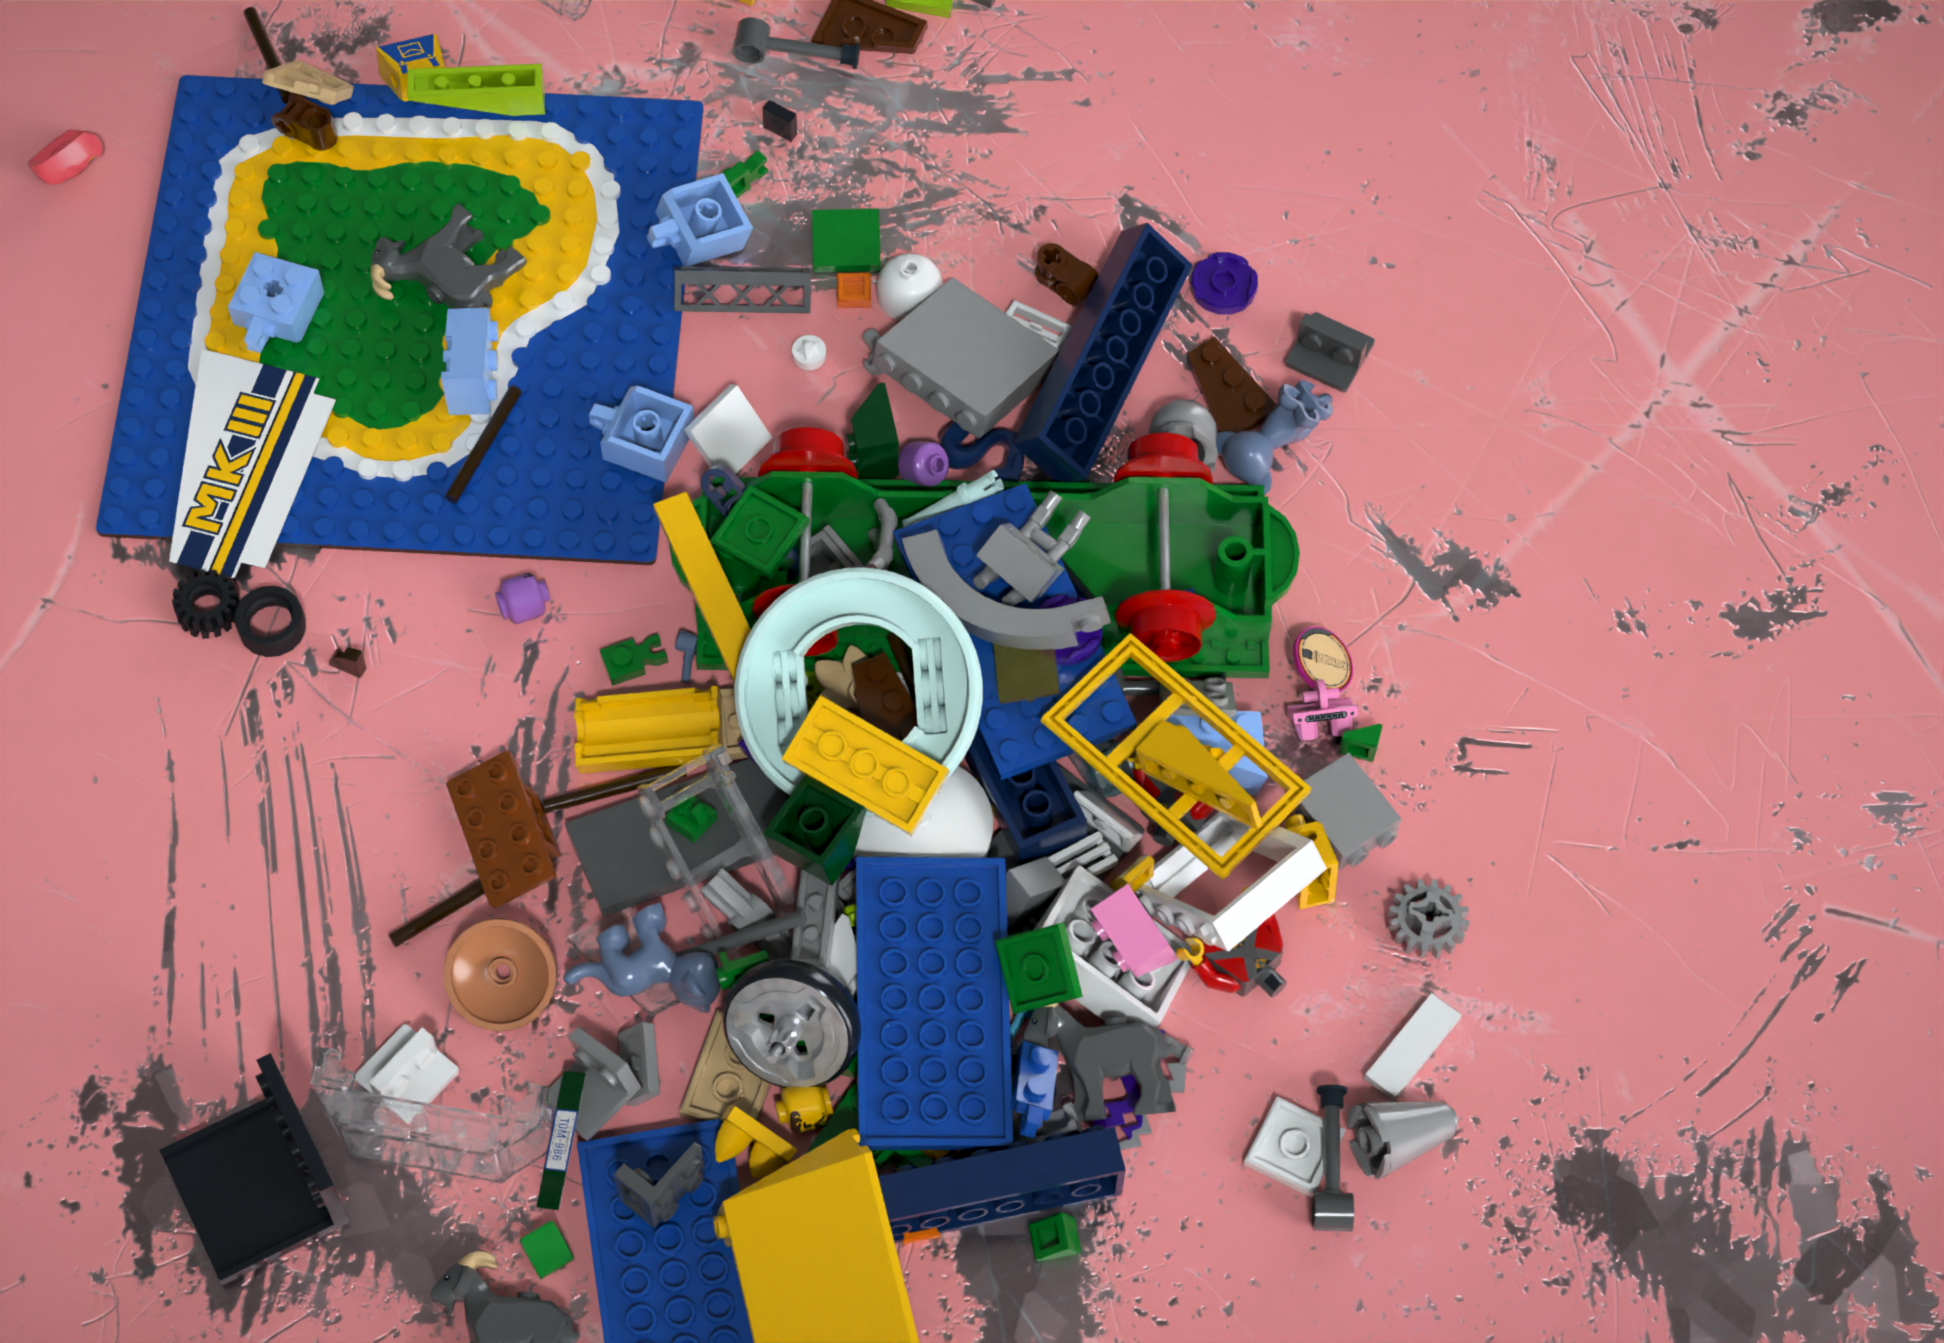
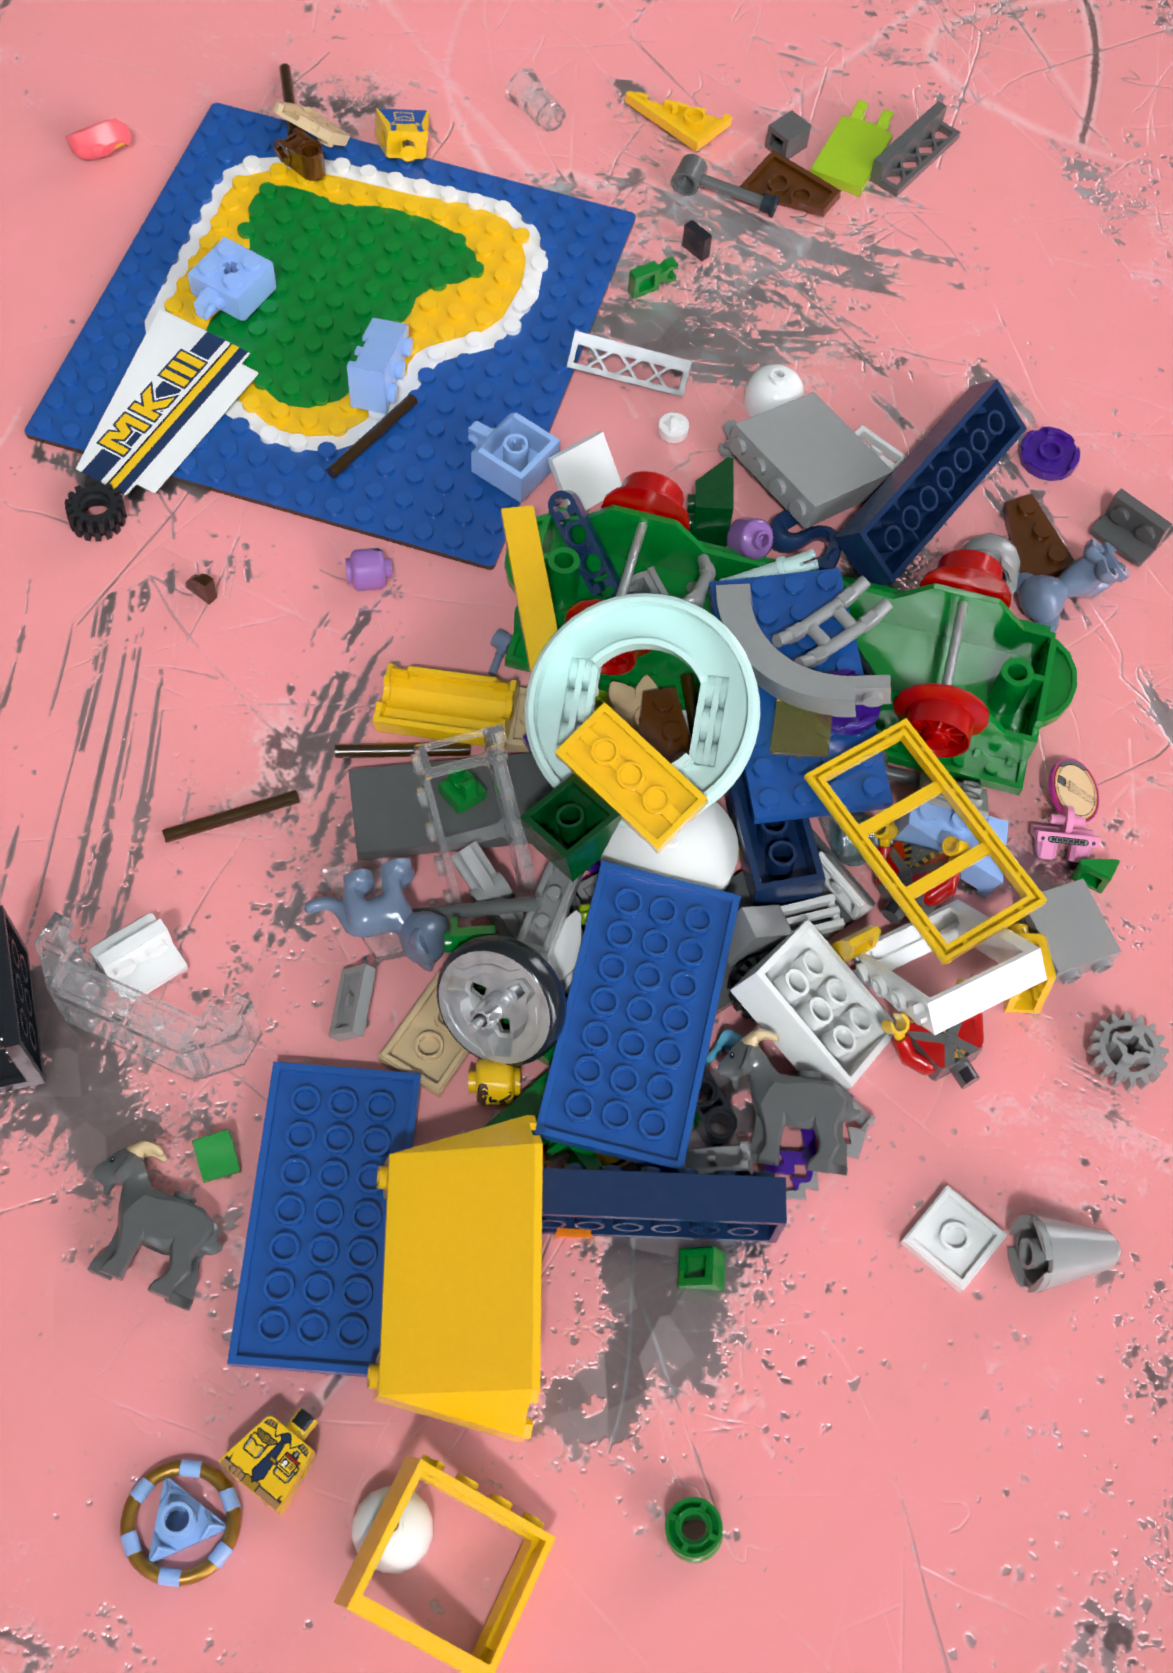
camera: 10 degrees right, 0 degrees up
(267, 597) = (143, 518): black tyre -> none
(443, 266) = (382, 285): dark grey animal -> none
(479, 990) = (226, 892): nougat dish -> none
(490, 89) = (463, 159): lime slope -> none
(504, 829) = (292, 761): dark orange bracket -> none
(561, 1140) = (259, 1056): sticker -> none
(606, 1086) = (301, 1014): light grey bracket -> none
(627, 661) = (445, 644): green plate -> none
(660, 1201) = (333, 1137): dark grey bracket -> none
(701, 221) = (608, 299): light blue hinge -> none
(739, 1131) = (423, 1092): yellow tile -> none
(760, 531) = (589, 554): green tile -> none
(846, 240) = (728, 346): green tile -> none
(853, 290) = (725, 387): orange tile -> none
(1020, 561) = (819, 630): light grey hinge -> none
(1034, 1086) = (716, 1118): blue hinge -> none
(1038, 968) = (748, 1006): green tile -> none
(1066, 275) = (912, 417): reddish brown piece -> none
(1132, 932) = (846, 994): bright pink slope -> none
(1186, 765) = (934, 851): yellow slope -> none
(1332, 1208) = (978, 1309): dark grey piece -> none
(1412, 1047) = (1087, 1170): white tile -> none

